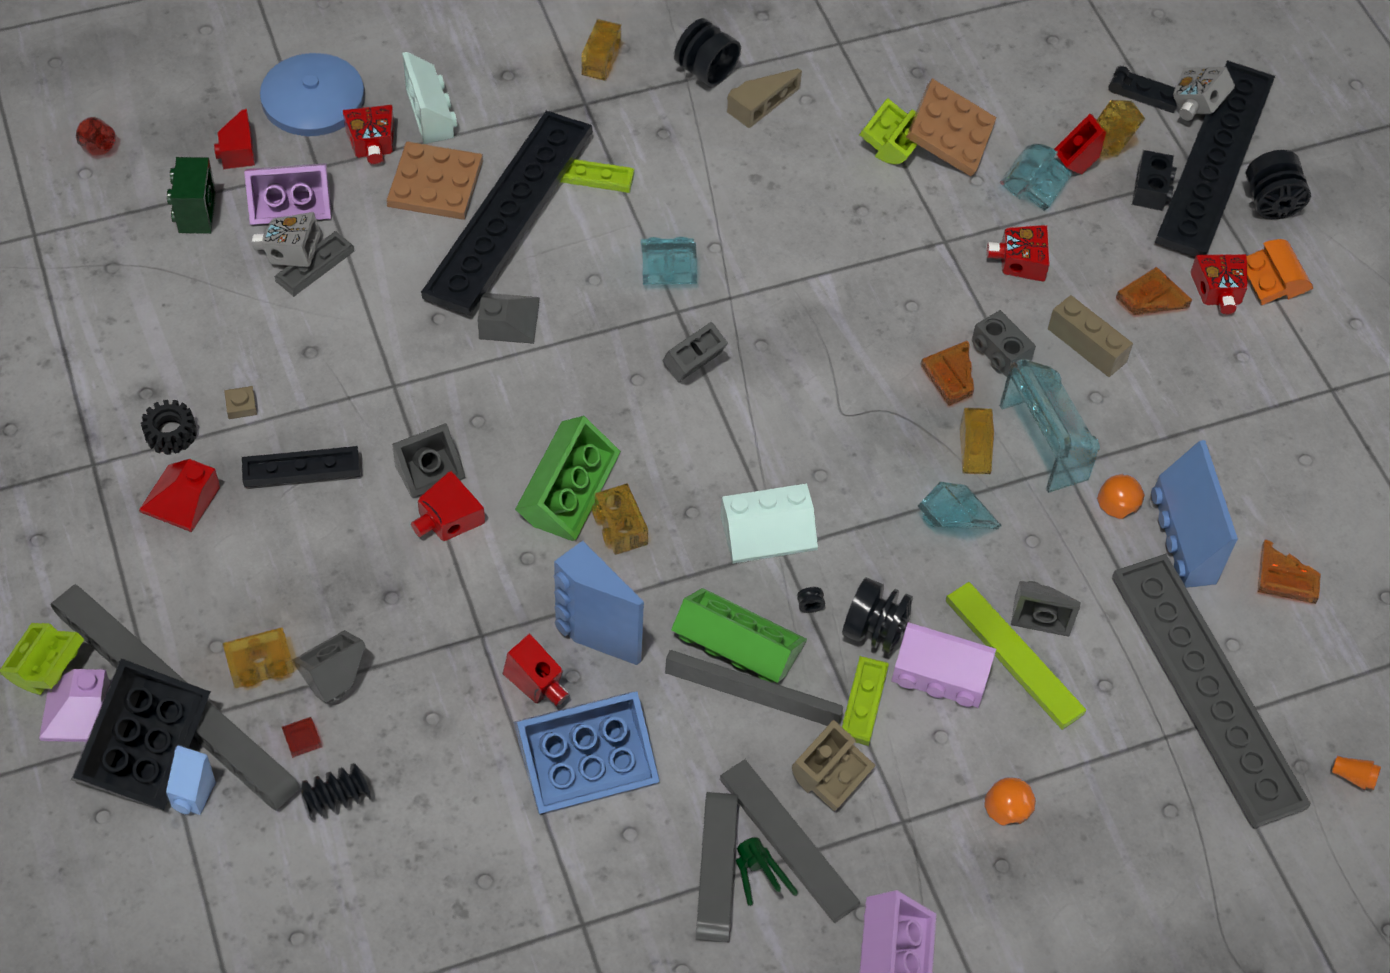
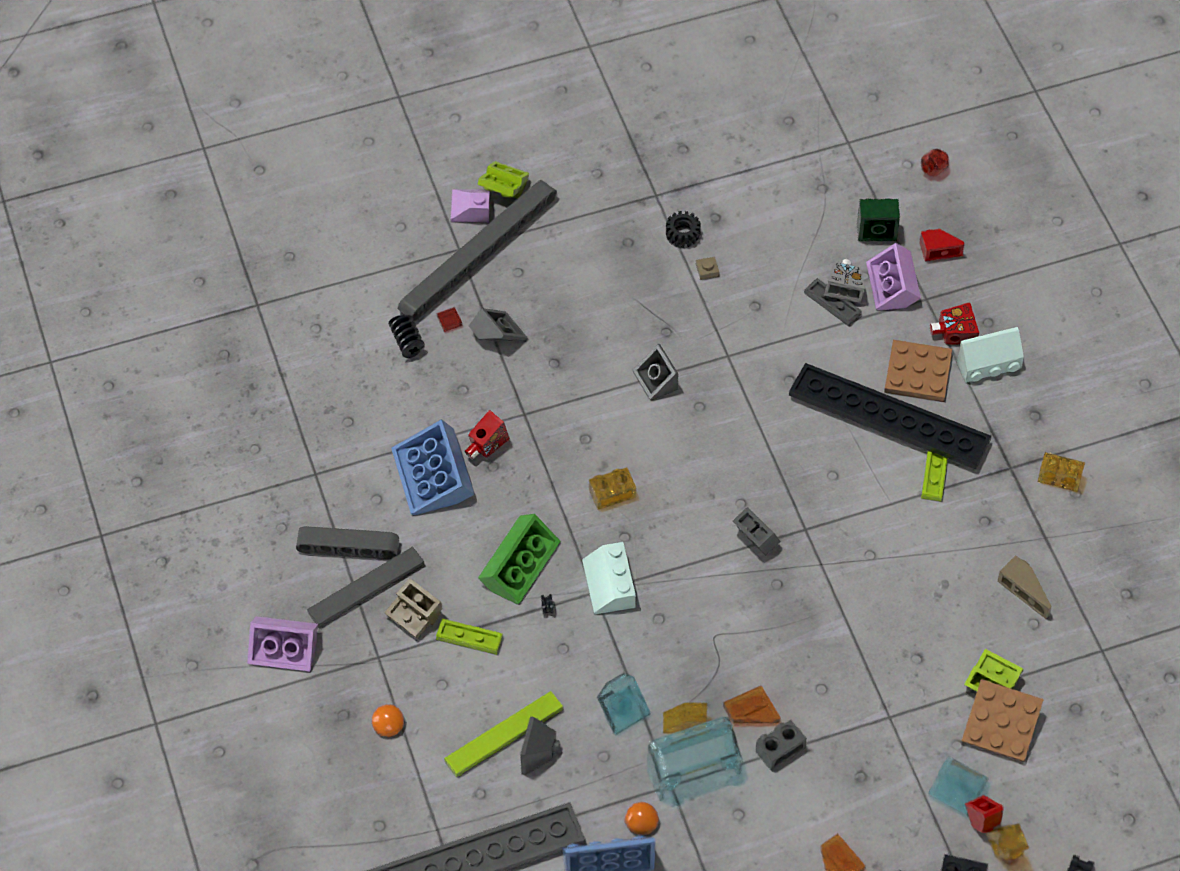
camera: 95 degrees right, 0 degrees up
(138, 733) = (444, 229): black slope -> none
(182, 494) = (629, 242): red slope -> none
(189, 781) = (413, 261): light blue slope -> none
(267, 645) = (503, 290): clear yellow brick -> none
(300, 466) = (653, 304): black plate -> none
(310, 93) = (997, 289): medium blue dish -> none
(448, 509) = (619, 387): red torso -> none
(508, 317) = (791, 417): dark grey slope -> none
(568, 478) = (645, 457): bright green slope -> none
(597, 605) = (524, 457): medium blue slope -> none
(668, 261) = (848, 518): clear light blue brick -> none
(707, 52) = (1060, 541): black wheel -> none
(752, 688) = (475, 566): dark grey tile -> none
(756, 857) = (353, 564): dark green plant -> none
(877, 615) = (526, 637): black wheel -> none
(943, 665) = (486, 679): lavender slope -> none
(1023, 252) = (875, 767): red torso -> none
(1090, 336) = (790, 807): dark tan brick -> none

